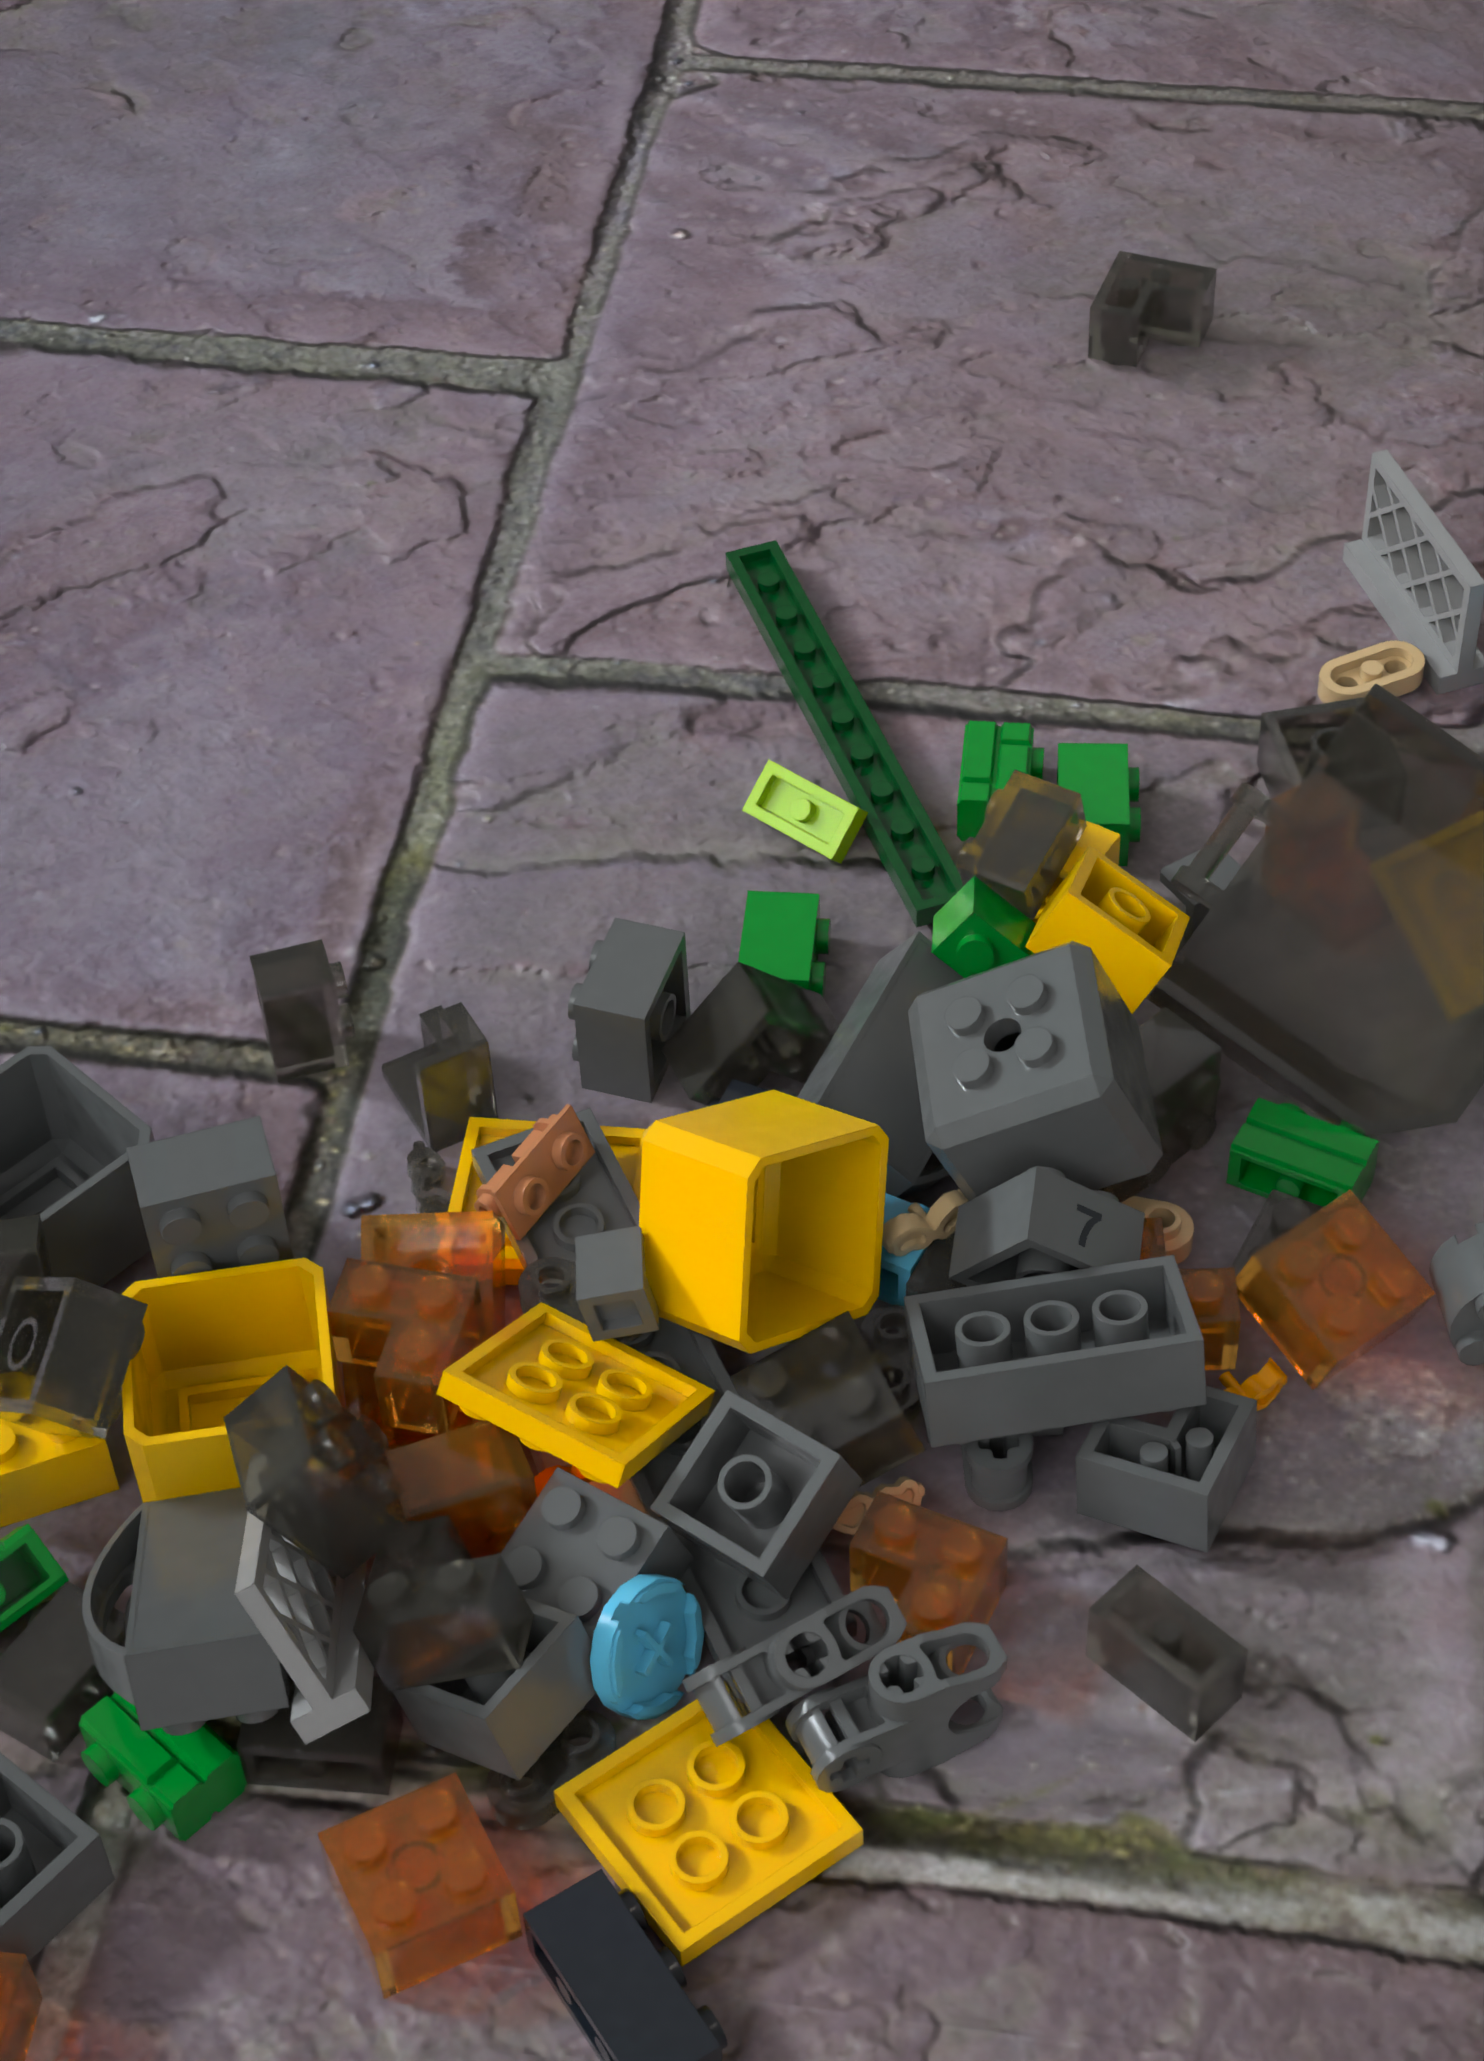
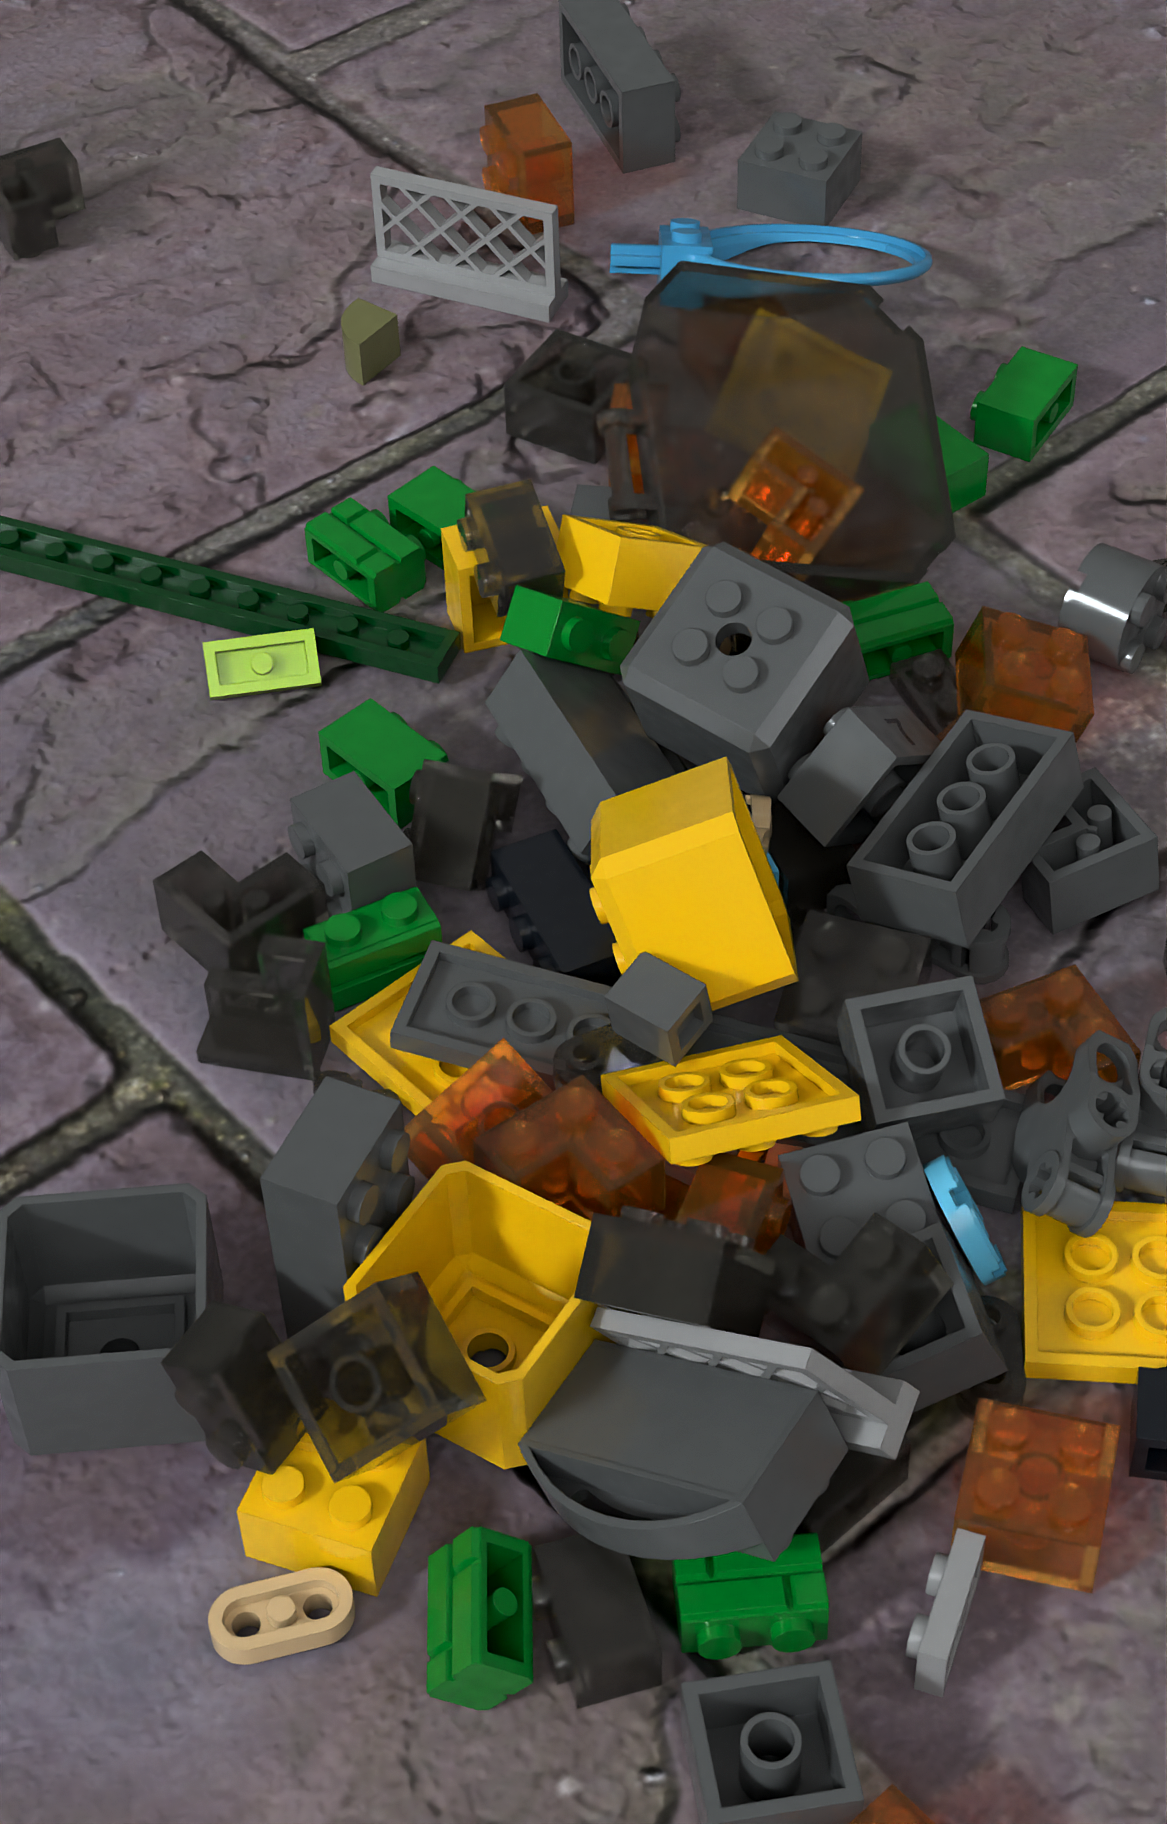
camera: 50 degrees left, 0 degrees up
(256, 1900) = (937, 1637): none -> light grey plate
(302, 1010) = (108, 1051): clear smoke brick -> none
(512, 990) = (226, 919): none -> clear smoke brick
(540, 1172) = (462, 981): nougat hinge -> none
(554, 1071) = (375, 944): none -> green brick
(1246, 605) = (368, 339): none -> olive brick
(1341, 995) = (795, 496): none -> clear orange brick
(1390, 664) = (504, 333): tan plate -> none

